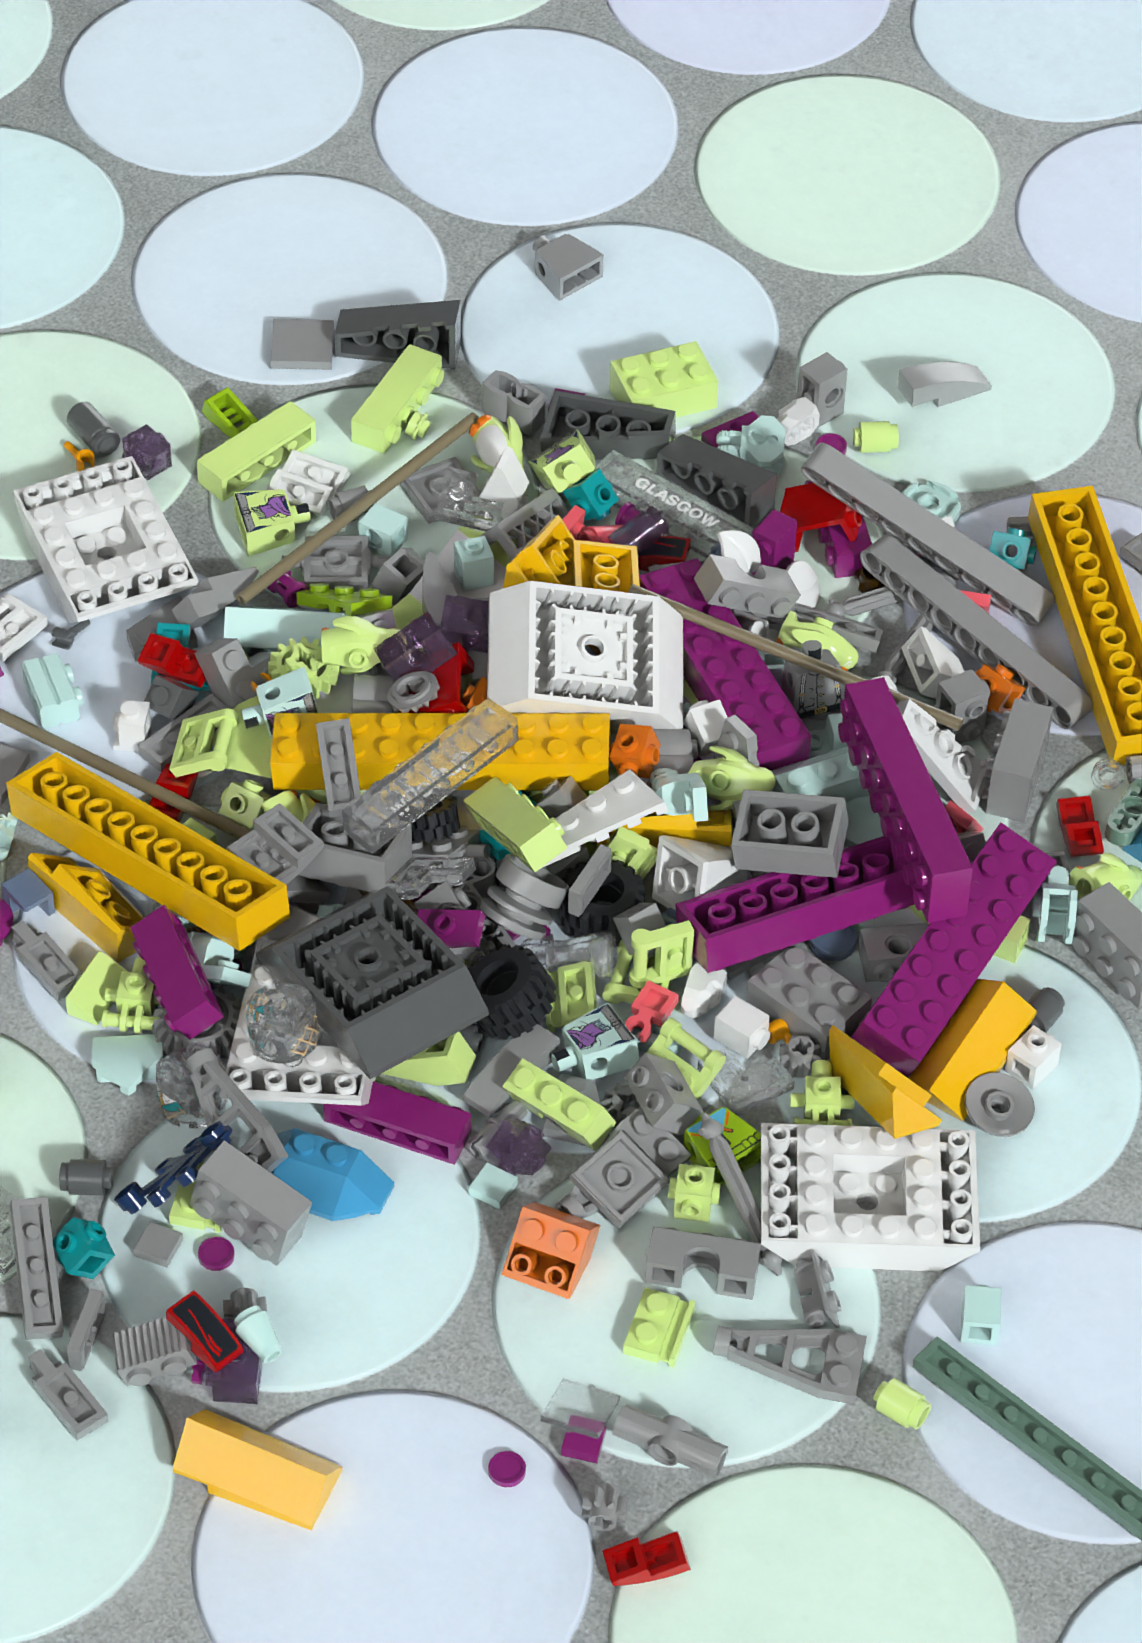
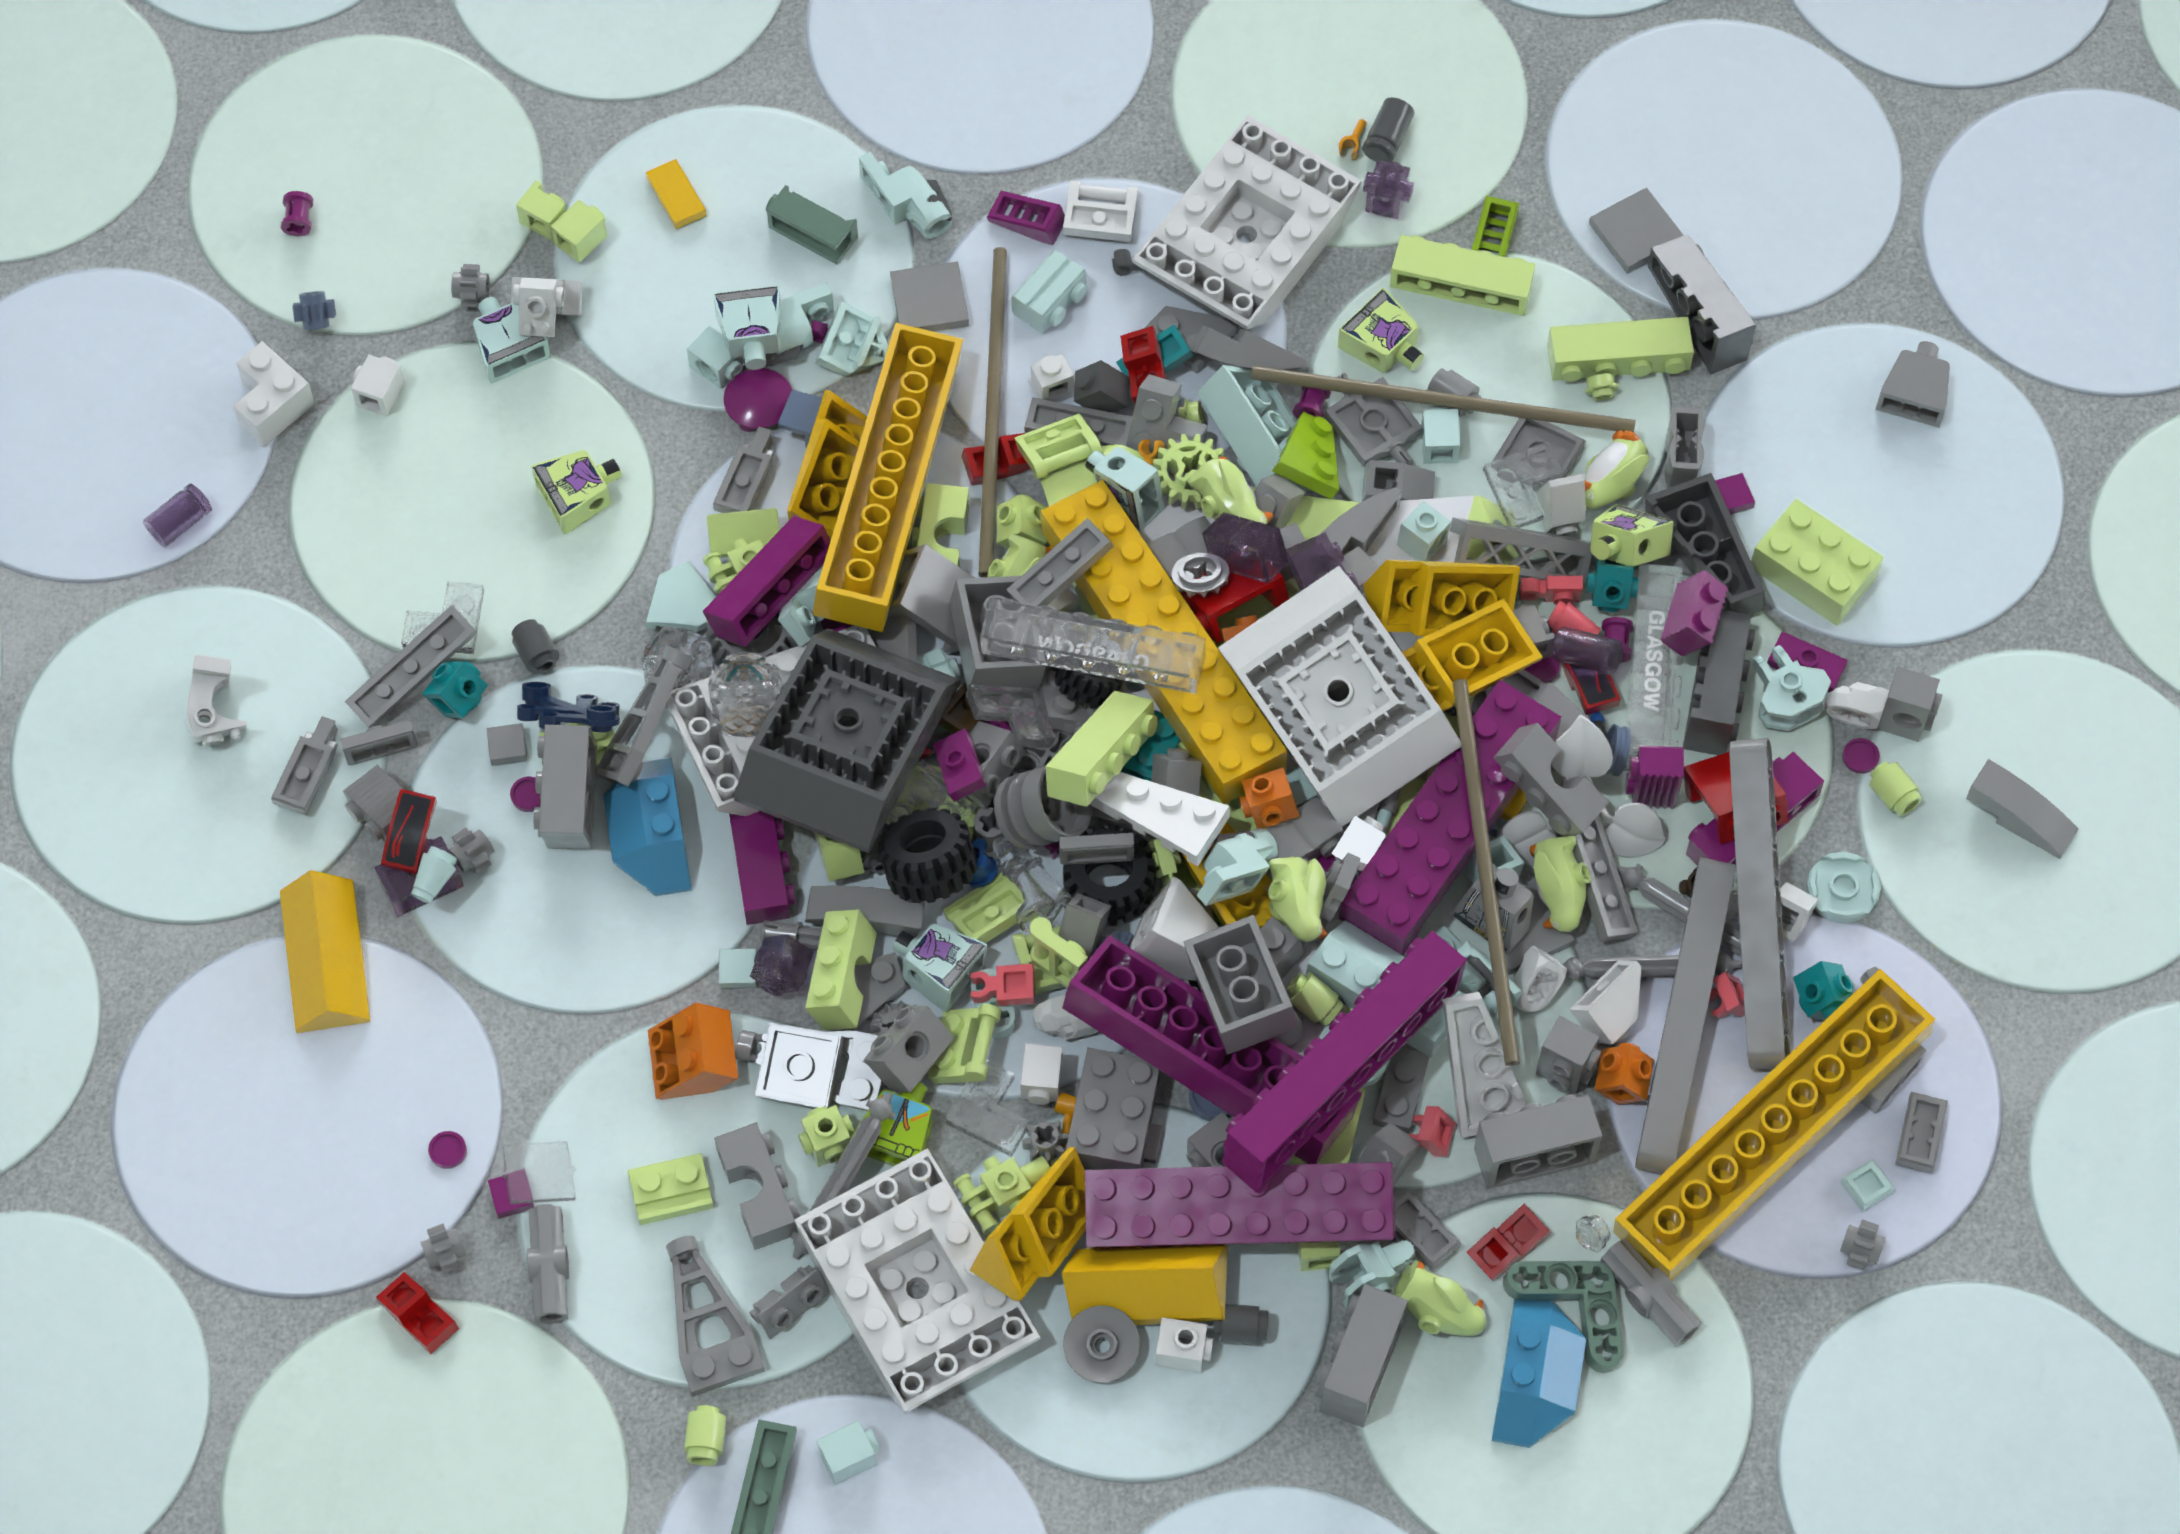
camera: 60 degrees right, 15 degrees up
(278, 844) = (936, 573): light grey slope -> none
(309, 481) = (1458, 340): white slope -> none
(663, 454) = (1694, 613): none -> magenta brick

